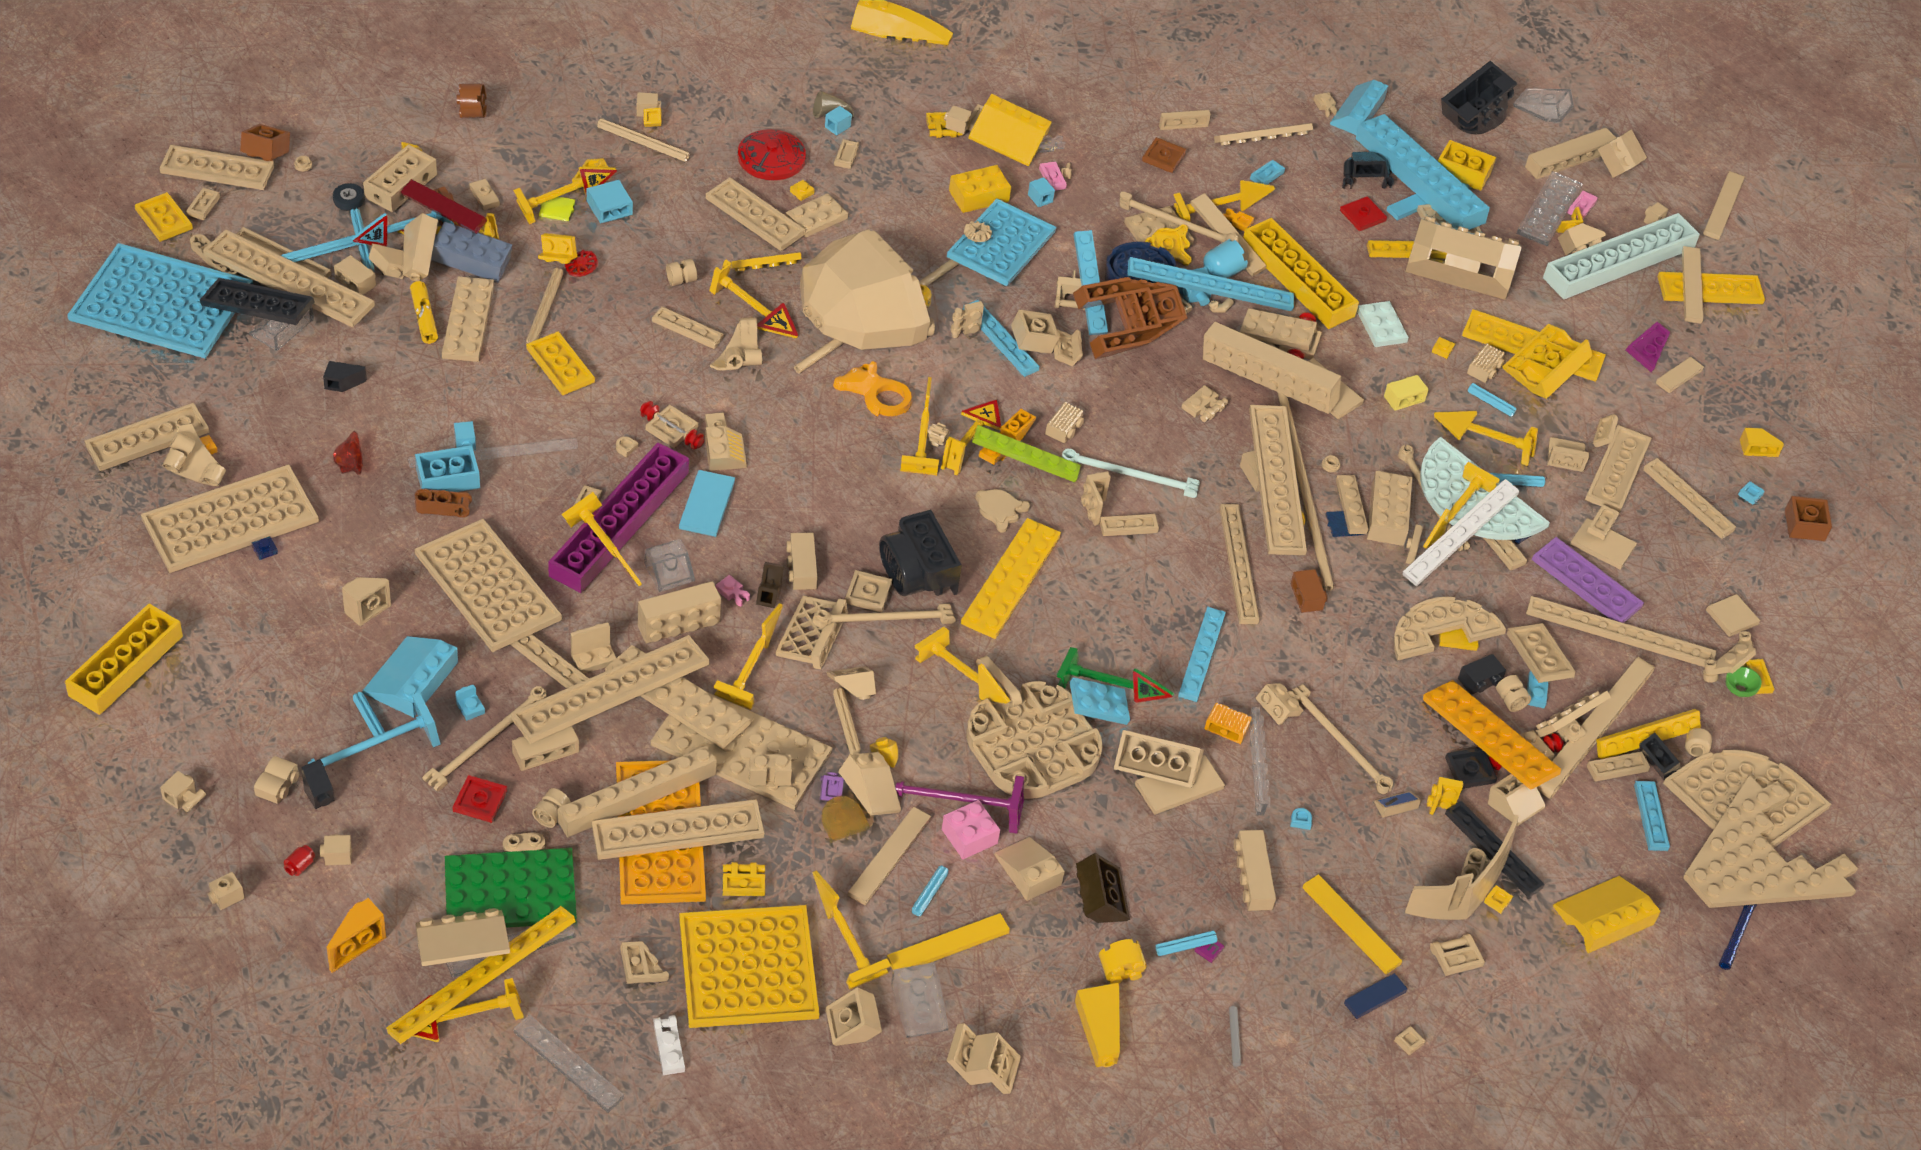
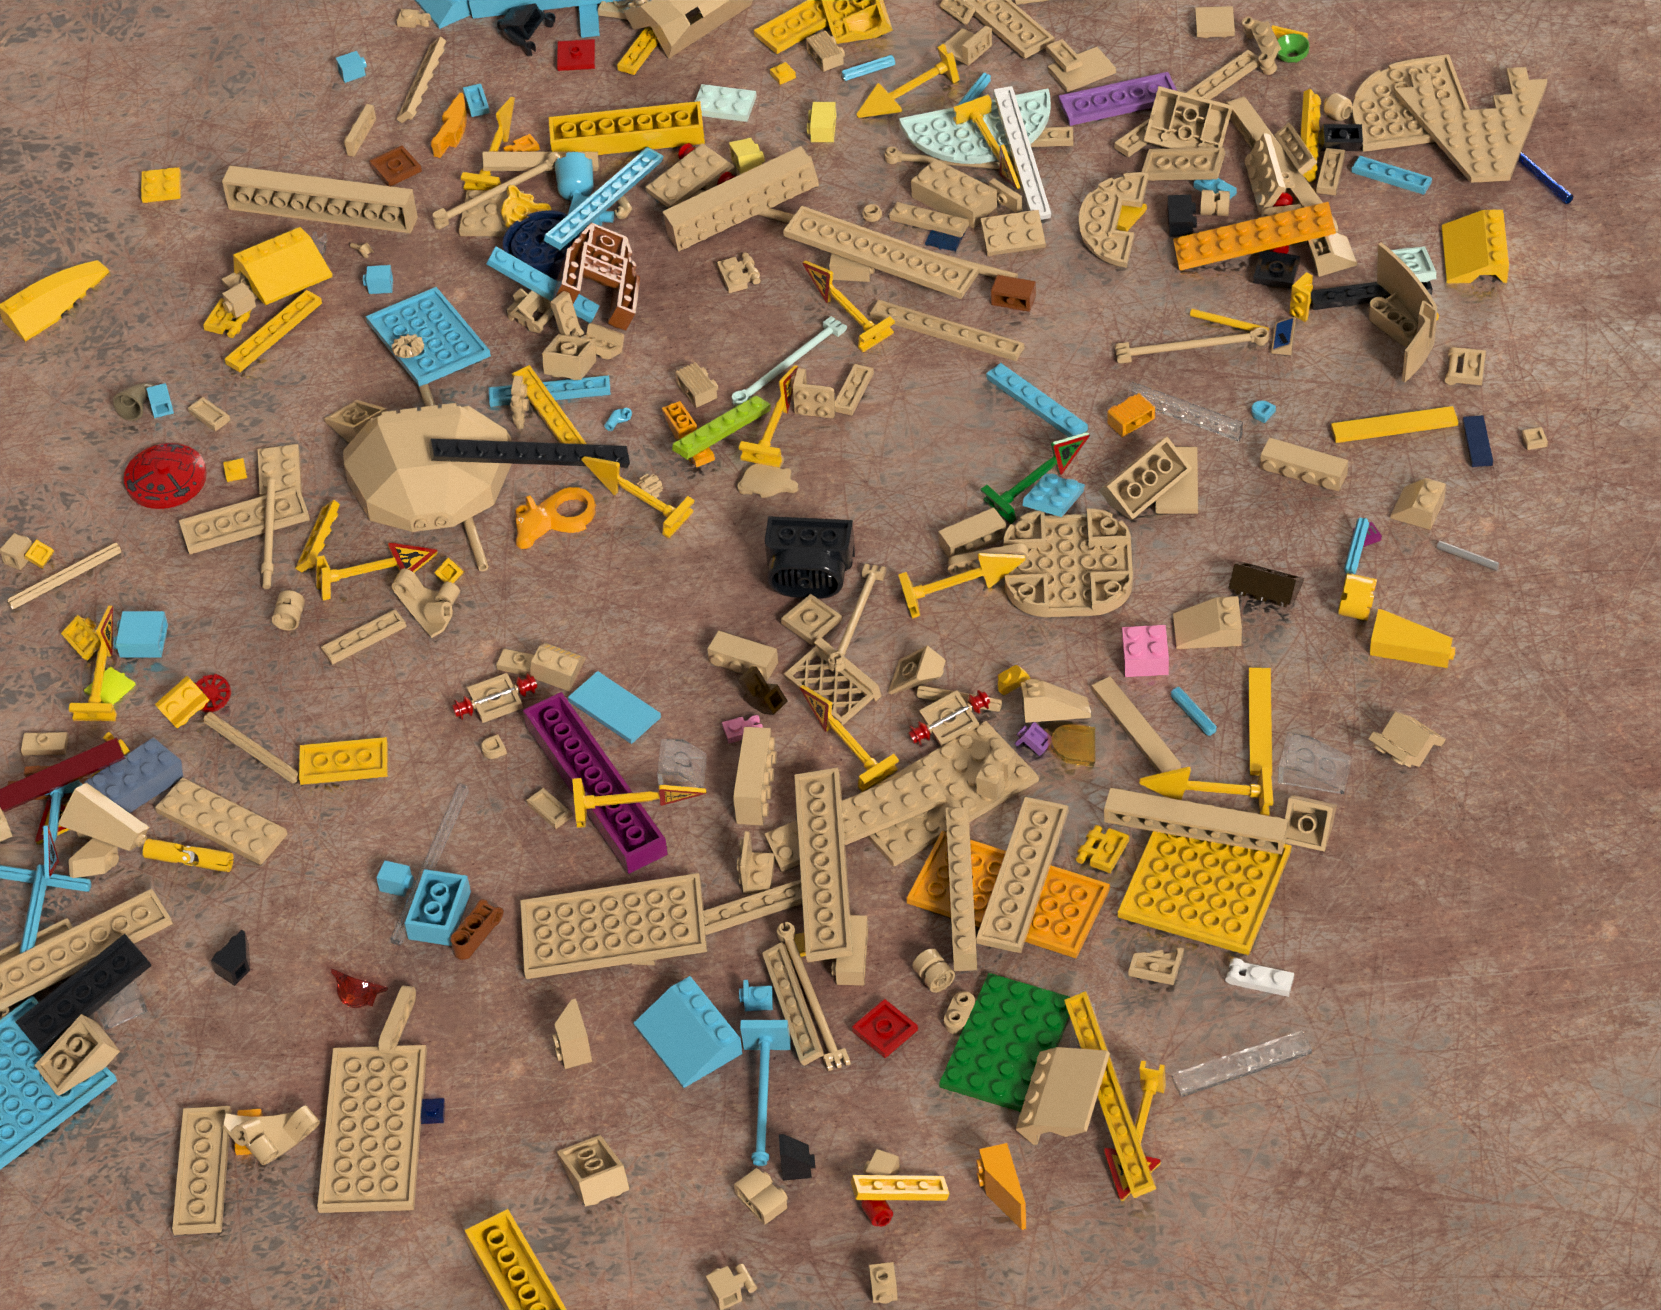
camera: 50 degrees left, 0 degrees up
(207, 323) = (76, 1055): none -> tan slope
(251, 664) = (594, 1170): none -> tan slope
(319, 865) = (899, 1187): none -> yellow plate
(331, 487) = (397, 1020): none -> tan beam
(355, 275) = (90, 899): tan brick -> none
(368, 714) = (721, 1089): medium azure axle -> none
(472, 728) = (793, 1004): none -> tan plate
(718, 245) = (267, 567): none -> tan bar
(779, 350) = (449, 571): none -> yellow slope
(800, 931) = (1196, 820): none -> tan brick
(816, 719) = (949, 718): none -> tan plate
(895, 235) = (353, 418): none -> tan slope
(906, 340) = (524, 452): none -> black plate
(947, 154) = (273, 331): none -> yellow plate
(954, 450) = (646, 441): yellow piece -> none
(976, 345) = (548, 408): none -> yellow tile
(979, 188) = (341, 324): yellow brick -> none
(1000, 388) = (618, 416): none -> medium azure arm
(1010, 578) = (861, 503): yellow plate -> none
(1013, 803) = (1137, 602): magenta tile -> none
(1016, 489) = (762, 452): none -> yellow piece
(1023, 661) = (972, 533): none -> tan brick
(1050, 35) = (161, 185): none -> yellow plate
(1053, 175) = (359, 261): bright pink plate -> none
(1068, 310) = (566, 316): none -> tan plate
(1093, 124) = (320, 199): none -> tan brick
(1198, 514) = (873, 333): none -> yellow piece
(1227, 172) = (453, 129): none -> light orange slope
(1245, 88) = (351, 66): none -> medium azure brick
(1268, 977) = (1420, 503): none -> tan slope
(1278, 702) = (1127, 370): tan bracket -> none
(1328, 355) = (745, 155): none -> light yellow brick
(1376, 565) = (1012, 232): none -> tan plate
(1387, 756) = (1224, 320): none -> yellow bar
(1544, 865) = (1418, 261): none -> light aqua plate
(1588, 638) = (1186, 121): none -> tan piece
(1616, 726) = (1295, 148): none -> tan plate

